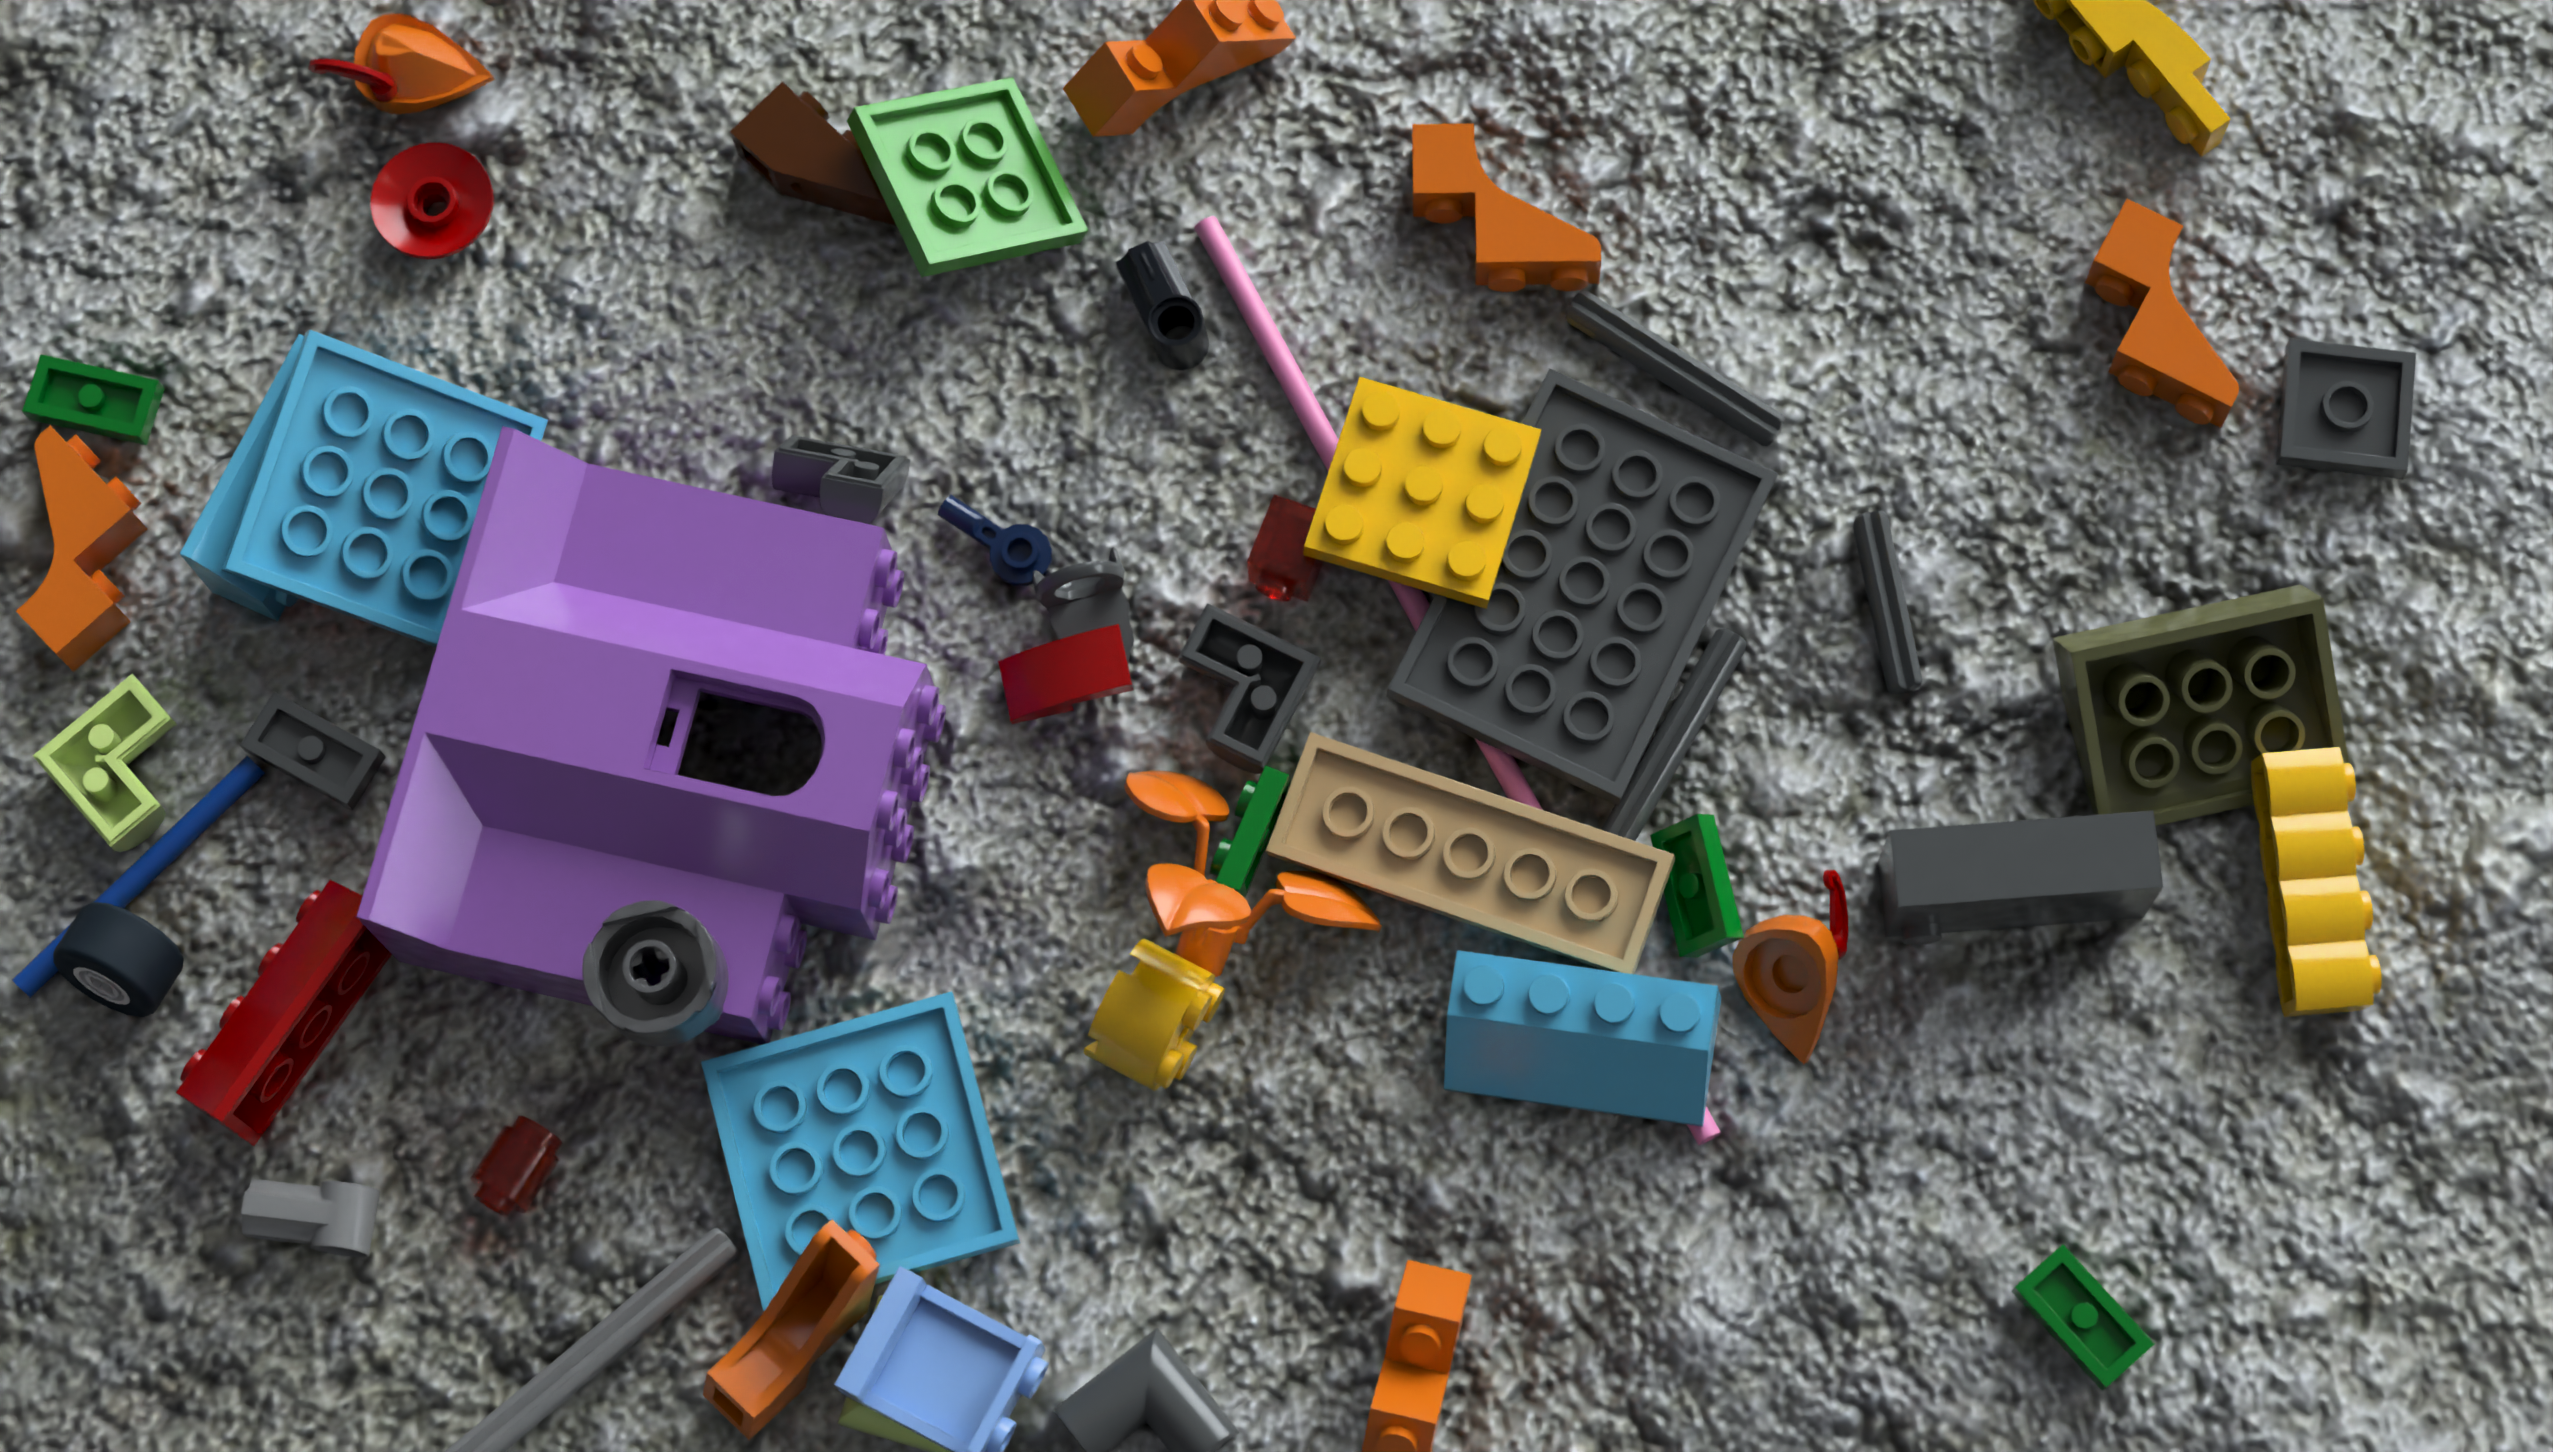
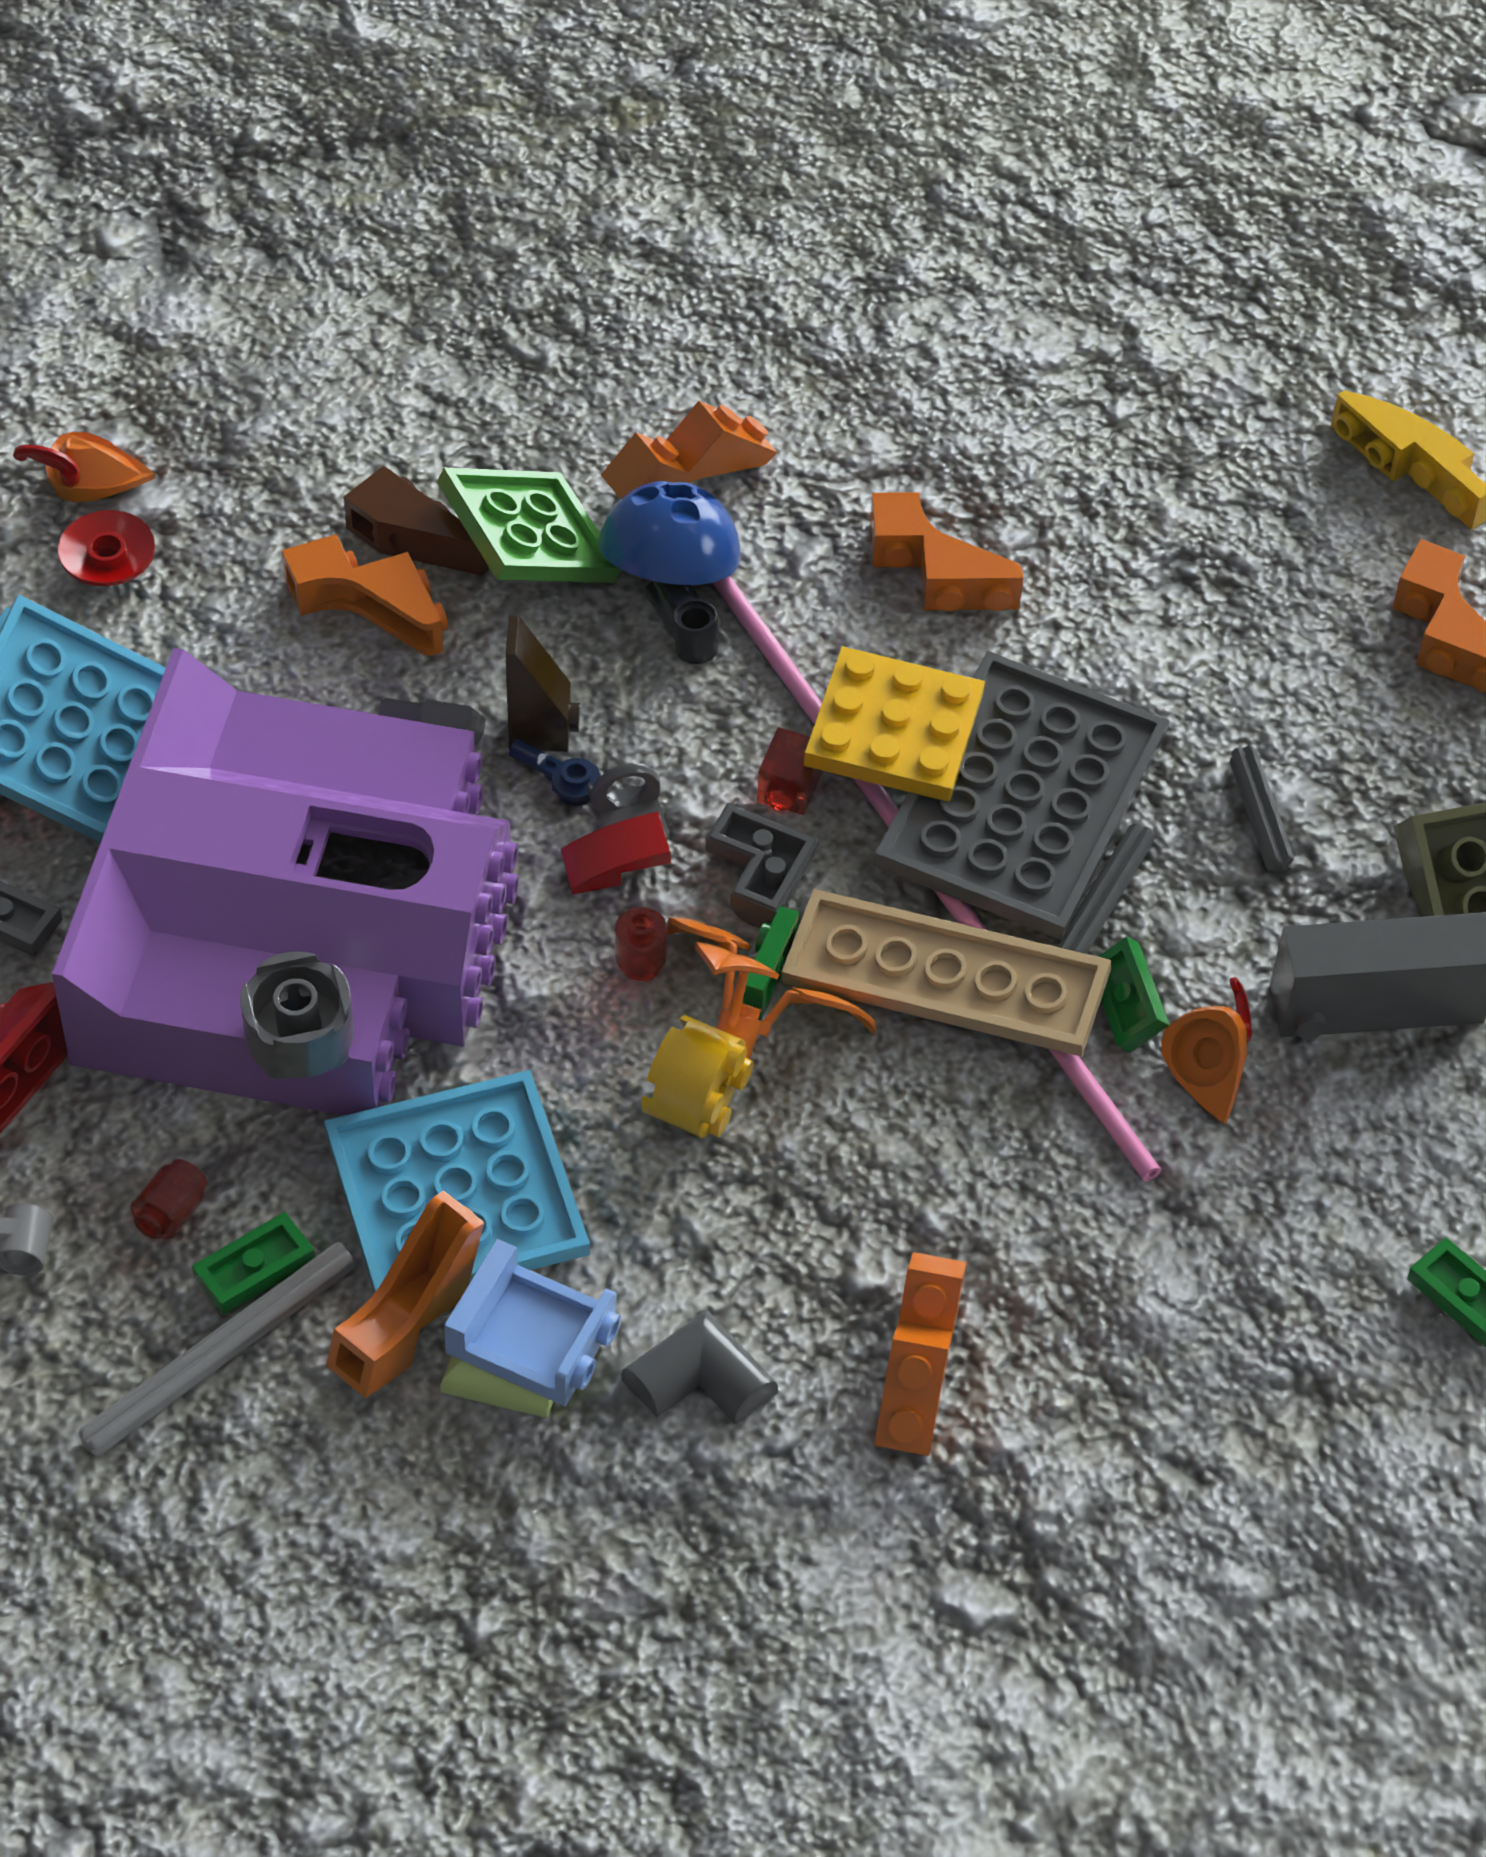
camera: 10 degrees left, 20 degrees down
(617, 1254) = (253, 1263): none -> green plate
(785, 267) = (382, 591): none -> orange arch
(970, 447) = (537, 693): none -> dark brown slope
(1093, 828) = (641, 943): none -> clear red brick
(1148, 197) = (671, 535): none -> blue piece
(1580, 1037) = (1044, 1092): medium azure slope -> none
(1674, 368) = (1083, 658): dark grey axle -> none

